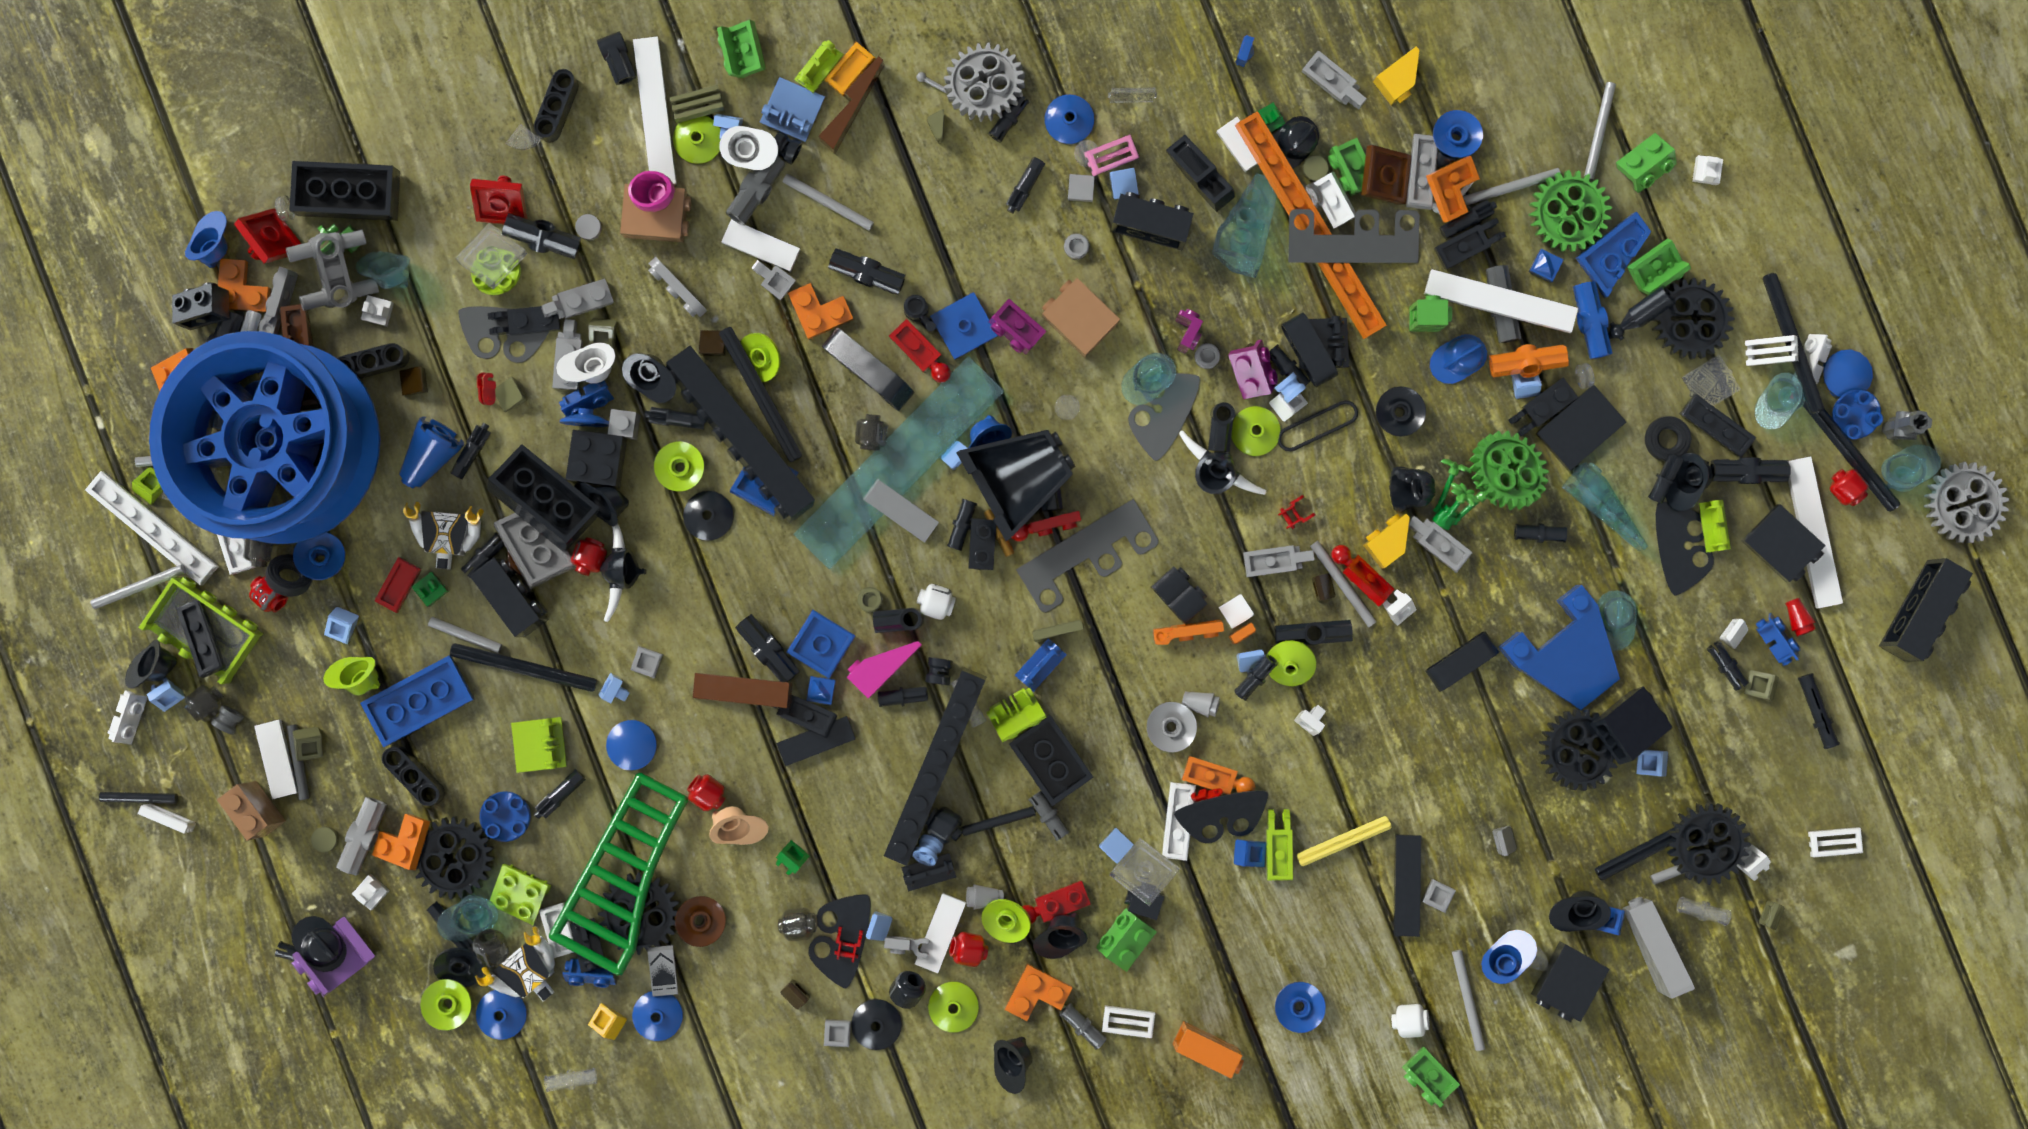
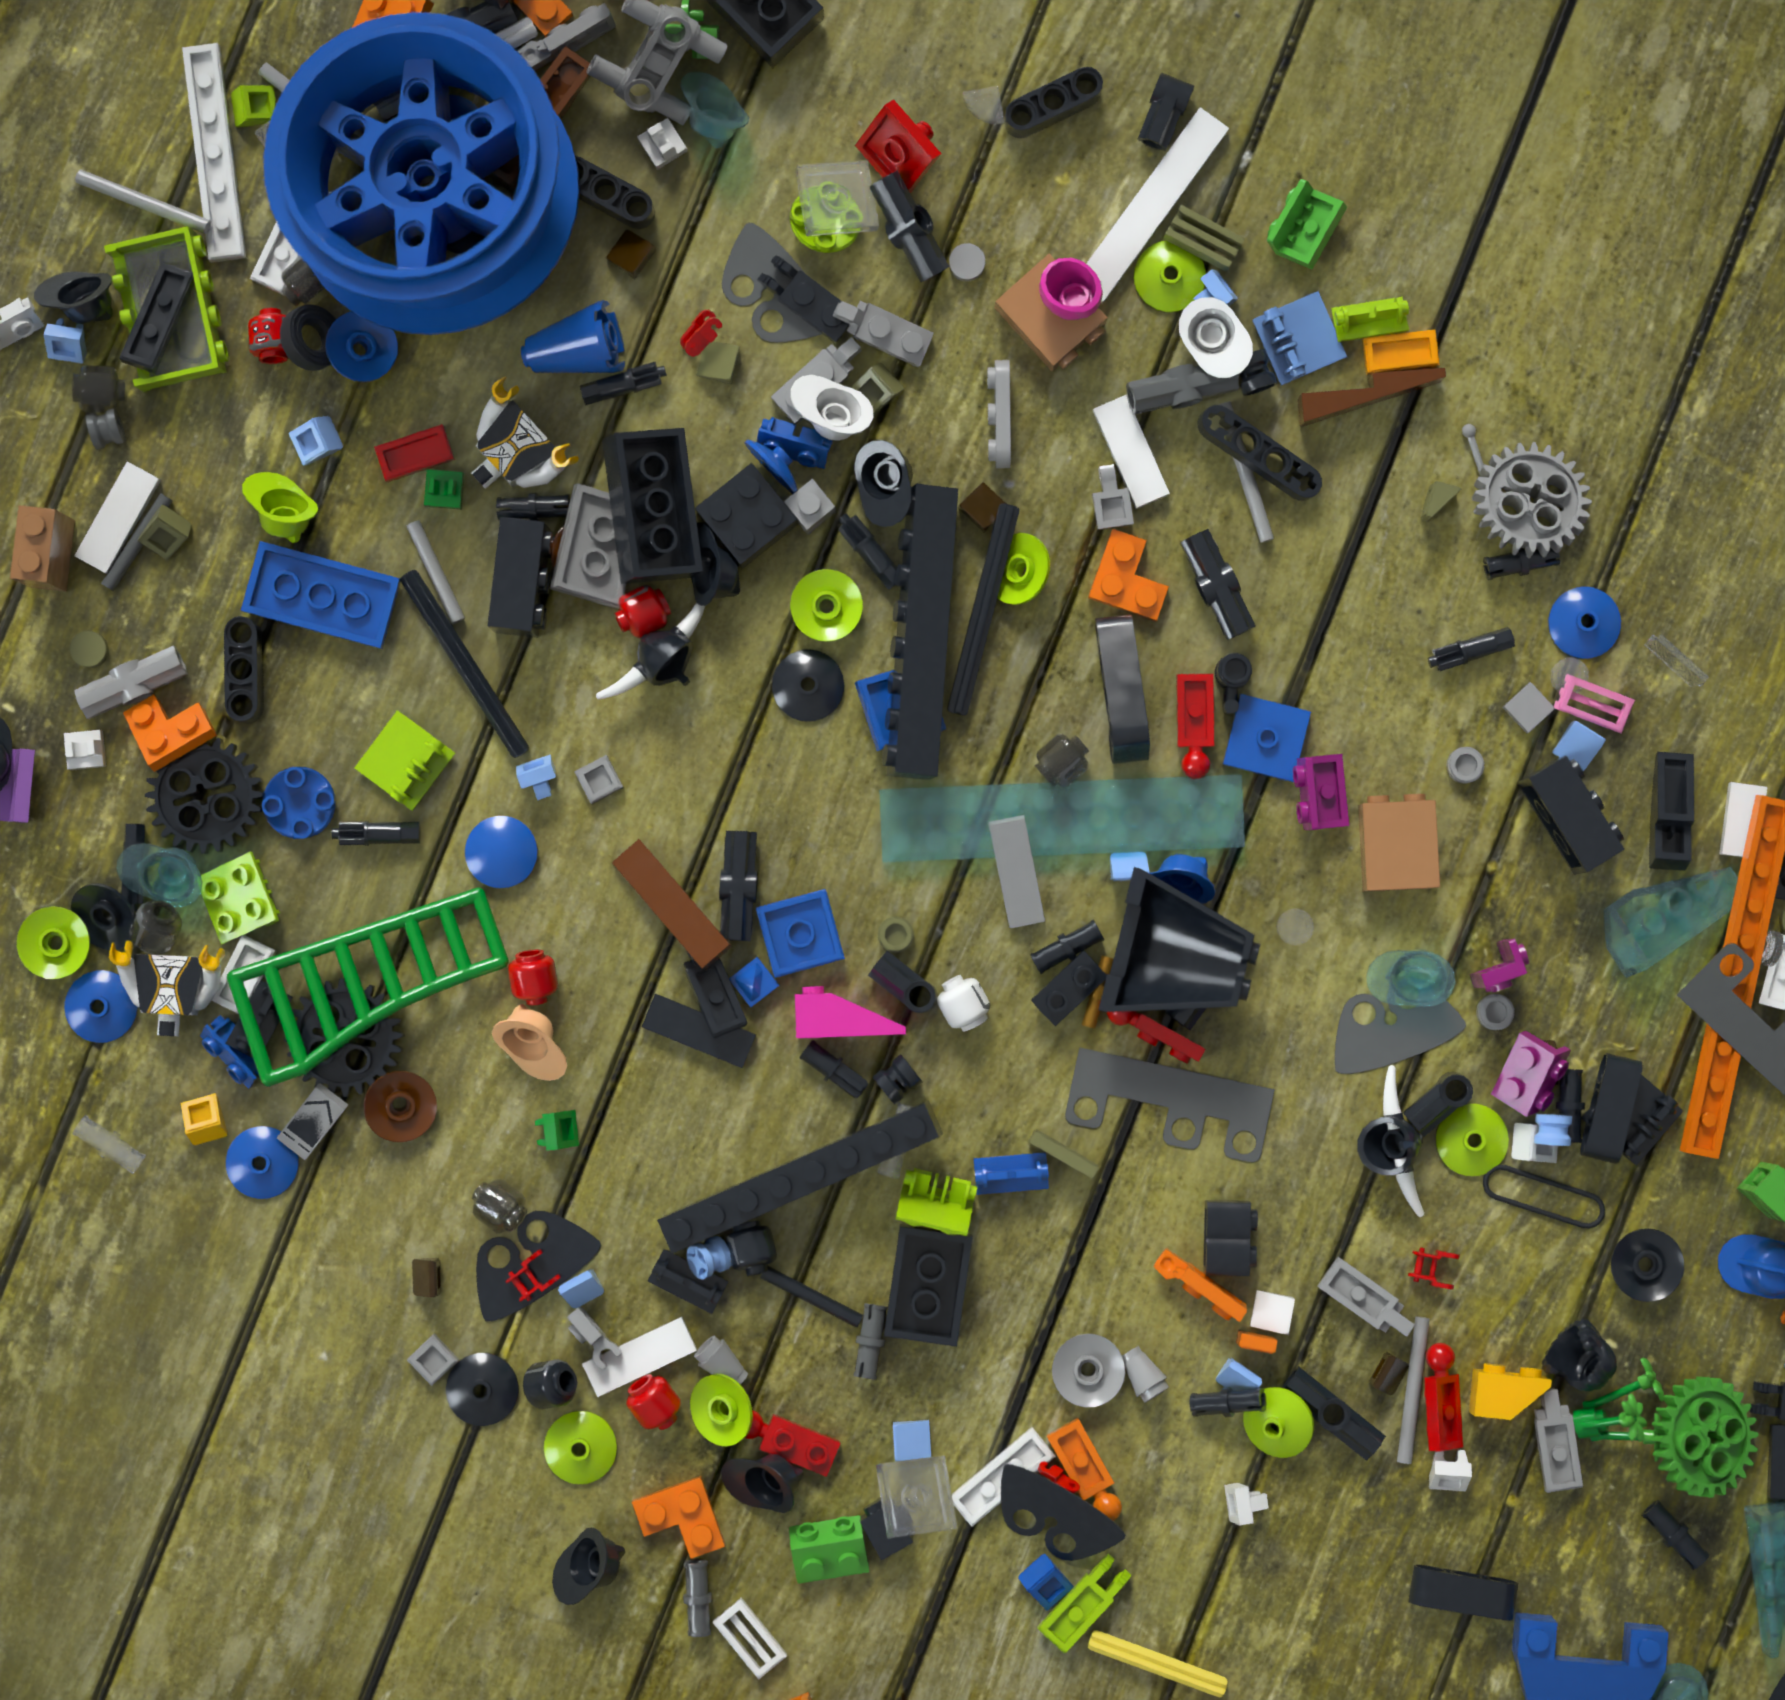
camera: 50 degrees right, 0 degrees up
(824, 181) = (1257, 457): none -> black beam

